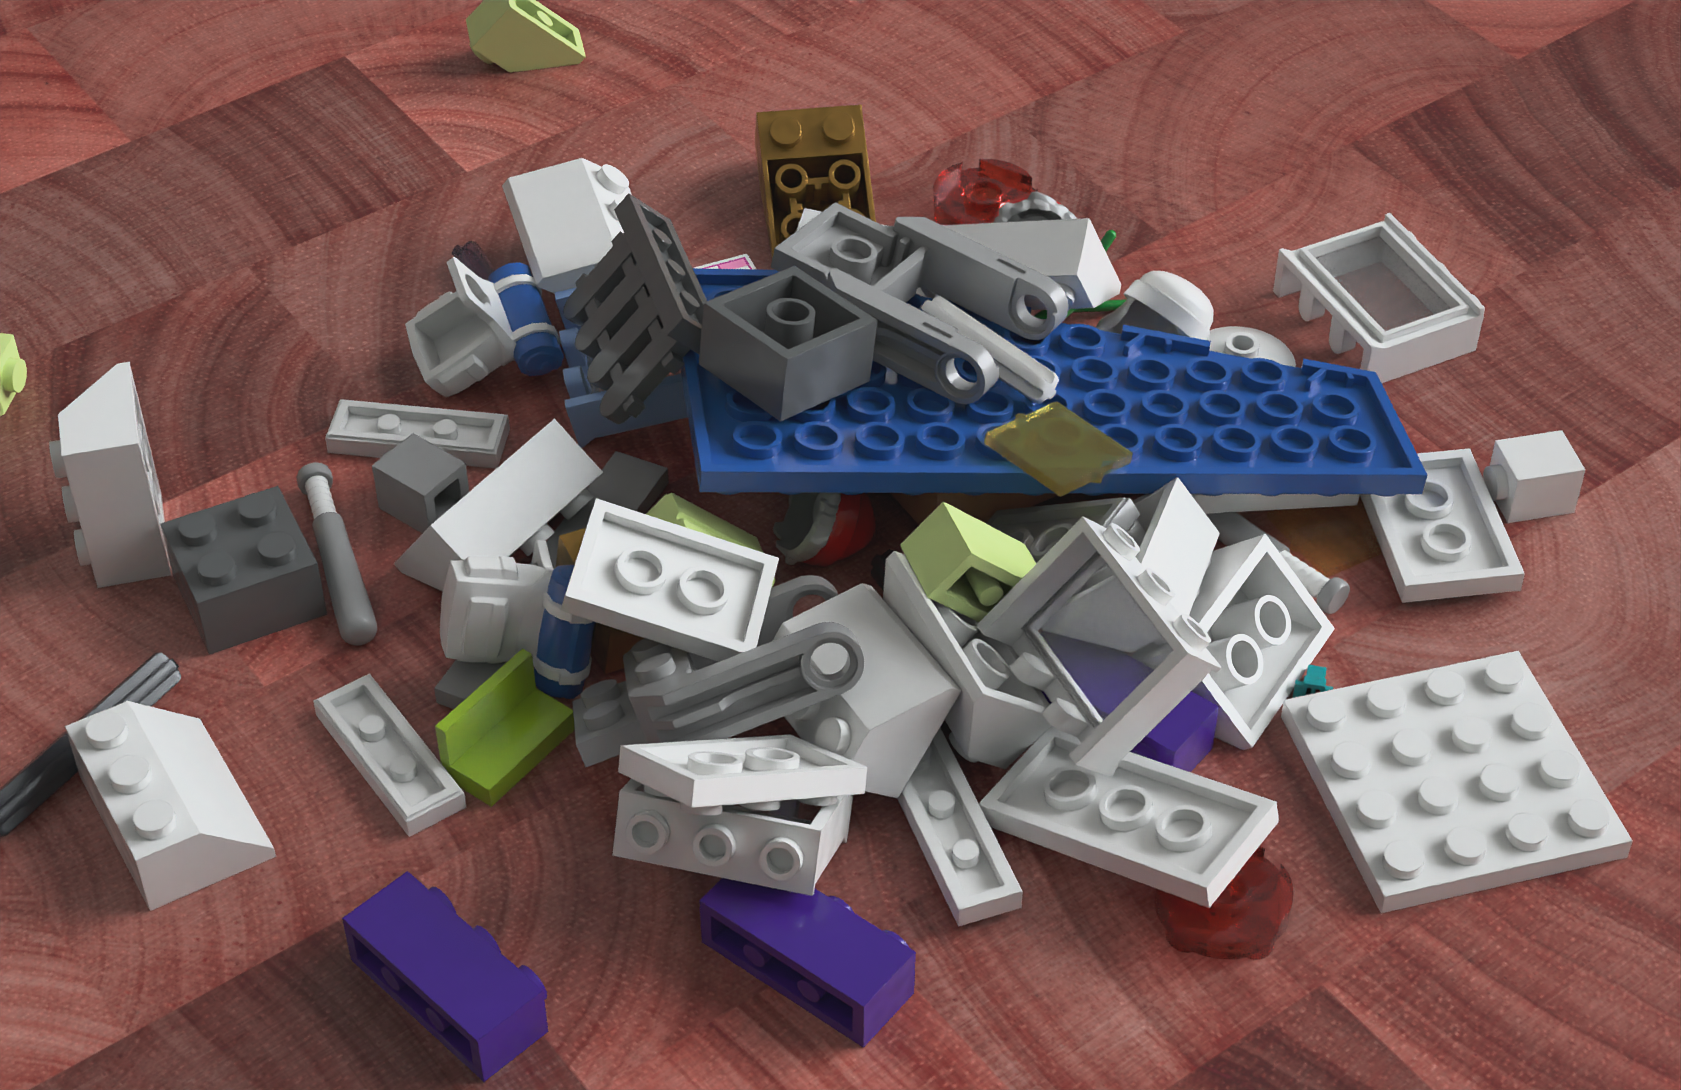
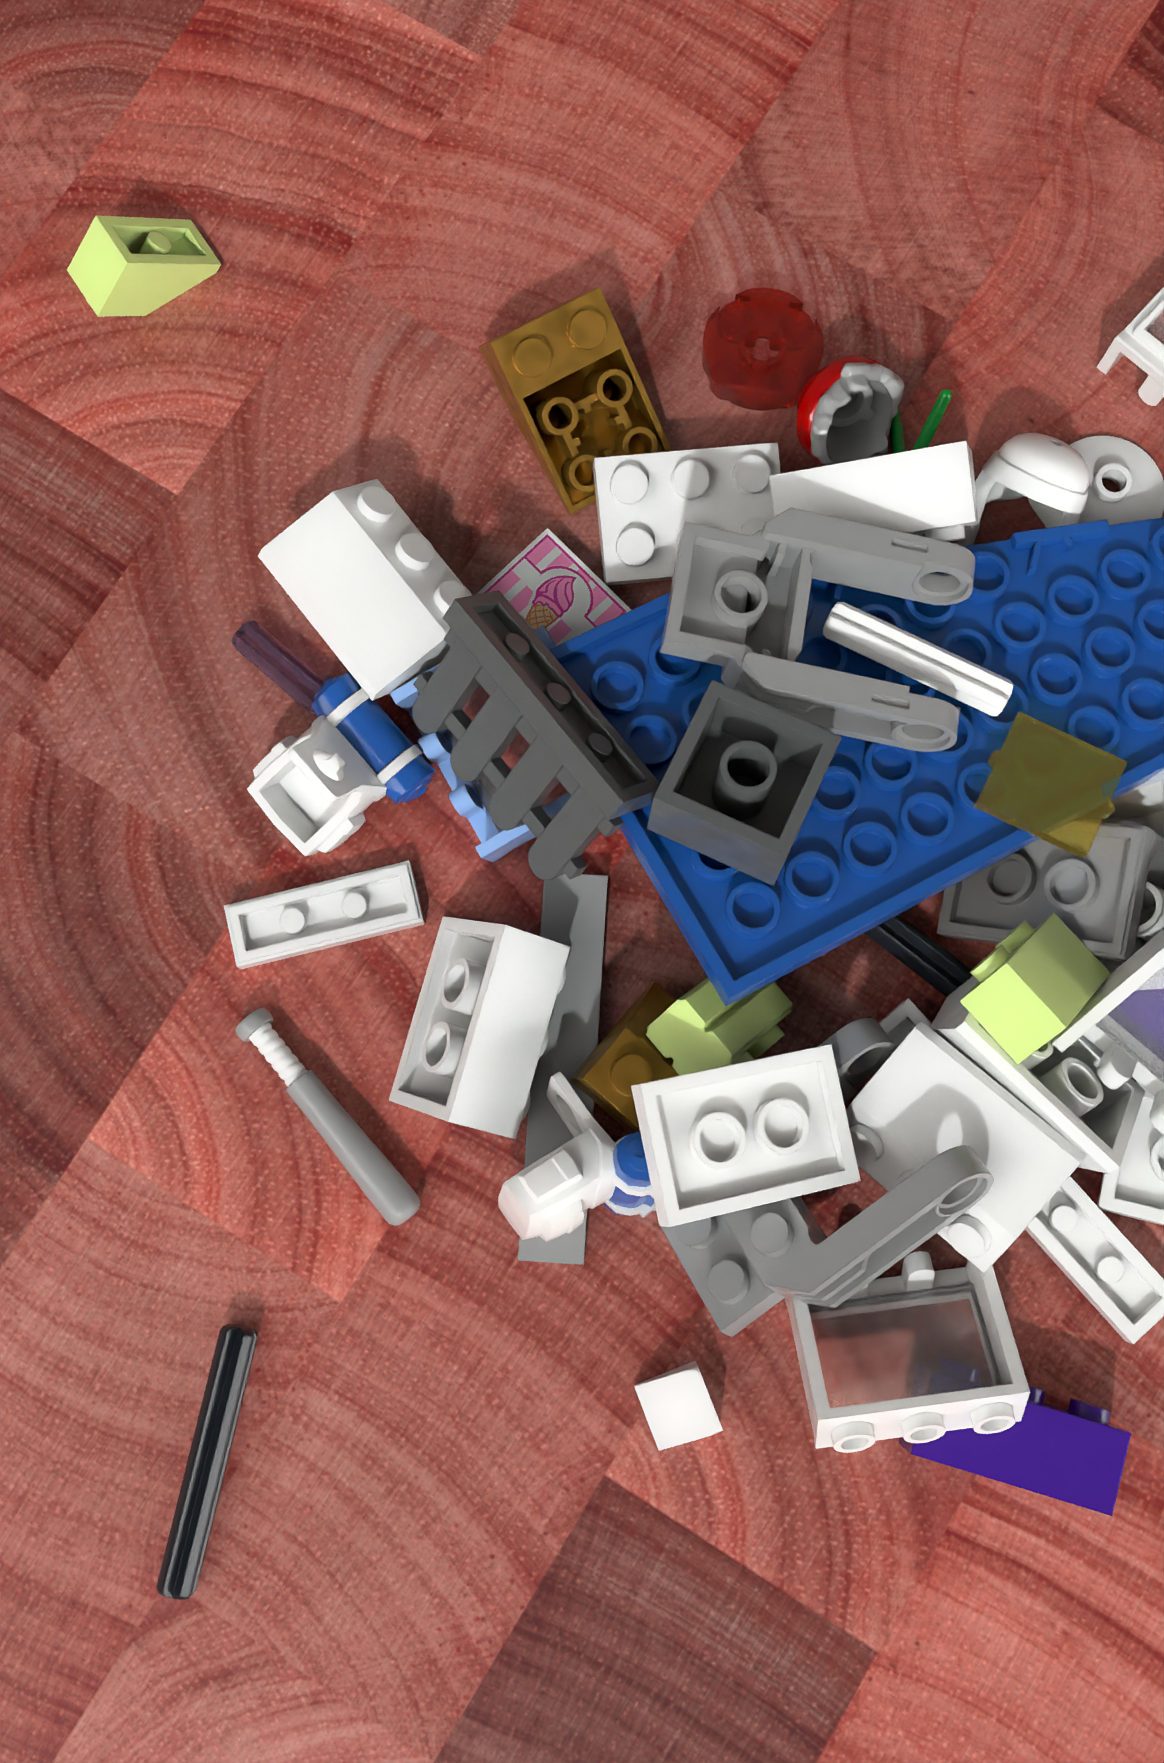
camera: 20 degrees left, 35 degrees up
(111, 482) = (76, 1172): white slope -> none
(166, 800) = (334, 1506): white slope -> none
(244, 569) = (253, 1193): dark grey brick -> none
(390, 755) = (509, 1348): white tile -> none
(419, 482) = (370, 1000): light grey brick -> none
(447, 974) = (705, 1605): dark purple brick -> none
(501, 731) = (617, 1292): lime panel -> none
(514, 836) = (678, 1406): none -> white slope
(742, 772) = (920, 1347): white plate -> none

